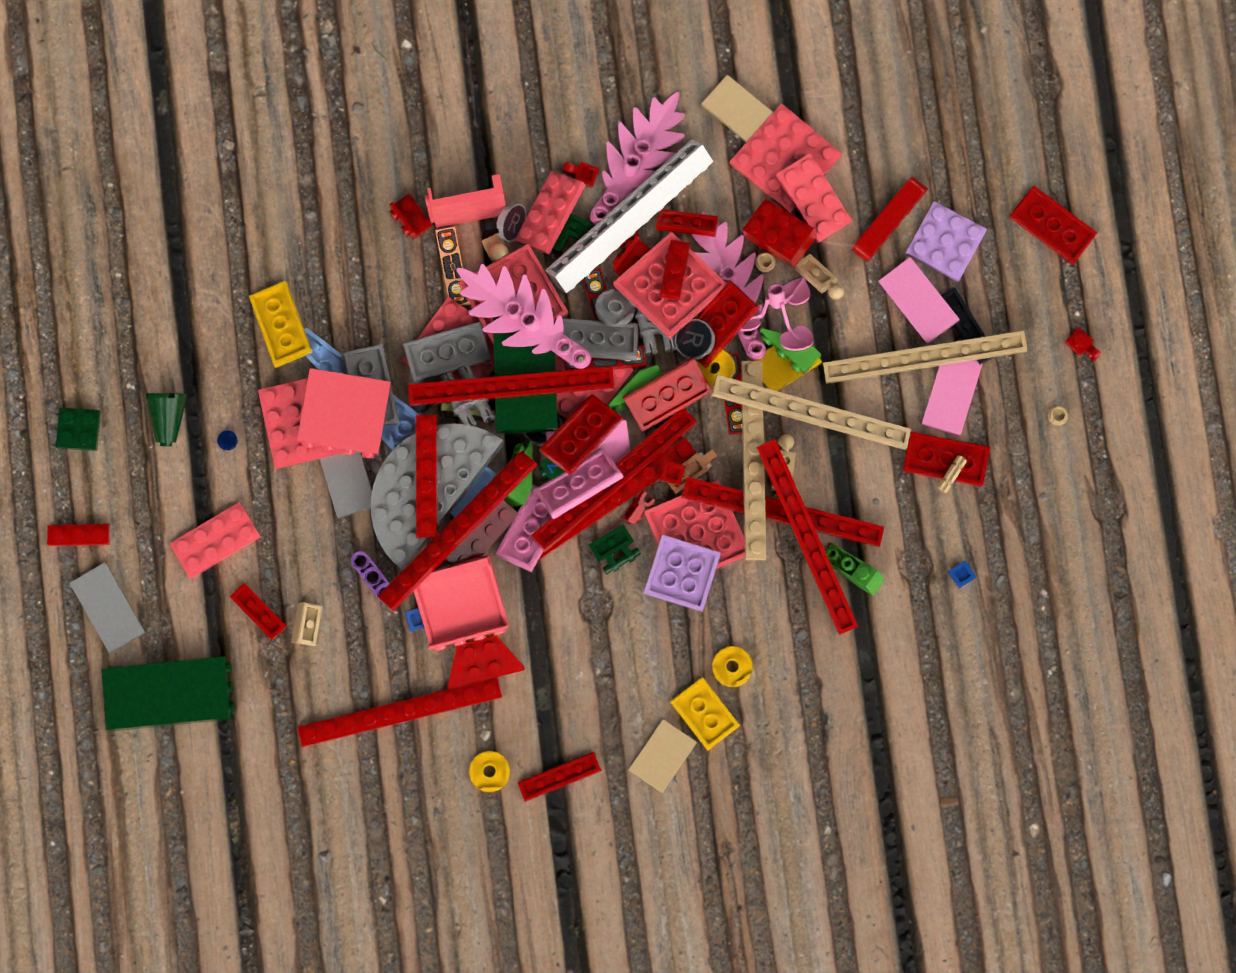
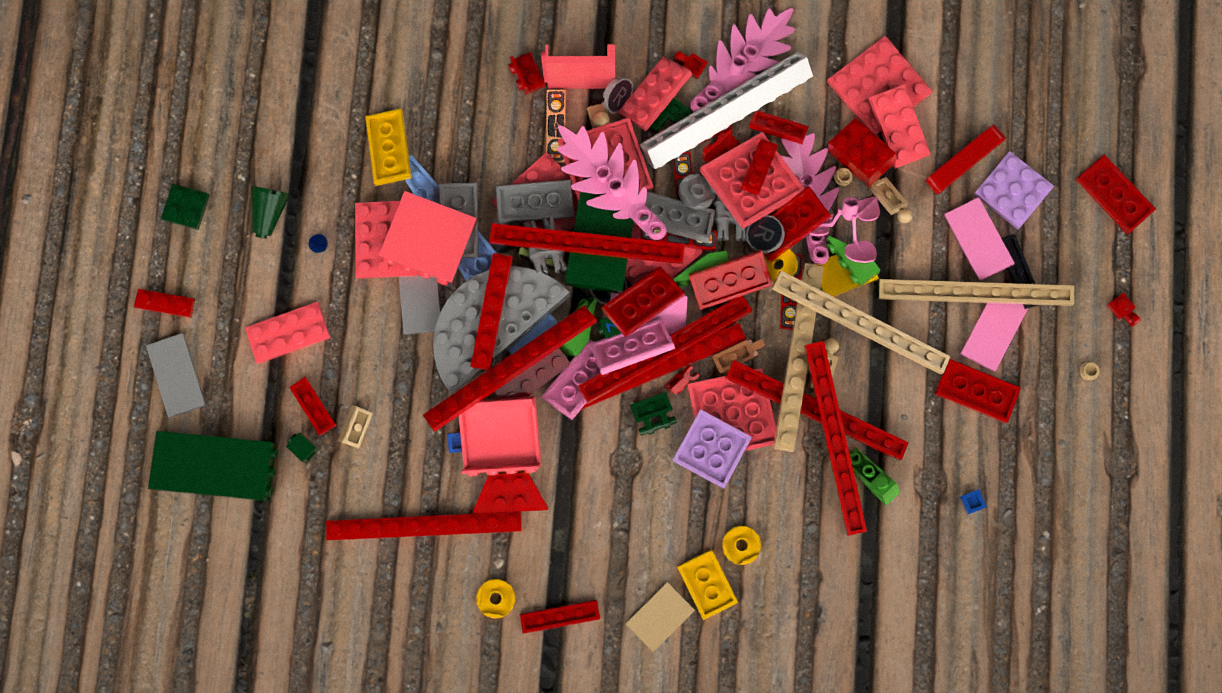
camera: 10 degrees right, 0 degrees up
(256, 656) = (302, 447): none -> dark green brick
(366, 570) = (419, 388): medium lavender beam -> none
(673, 473) = (721, 354): red plate -> none
(736, 108) = (843, 32): tan tile -> none
(952, 474) = (981, 406): tan axle -> none

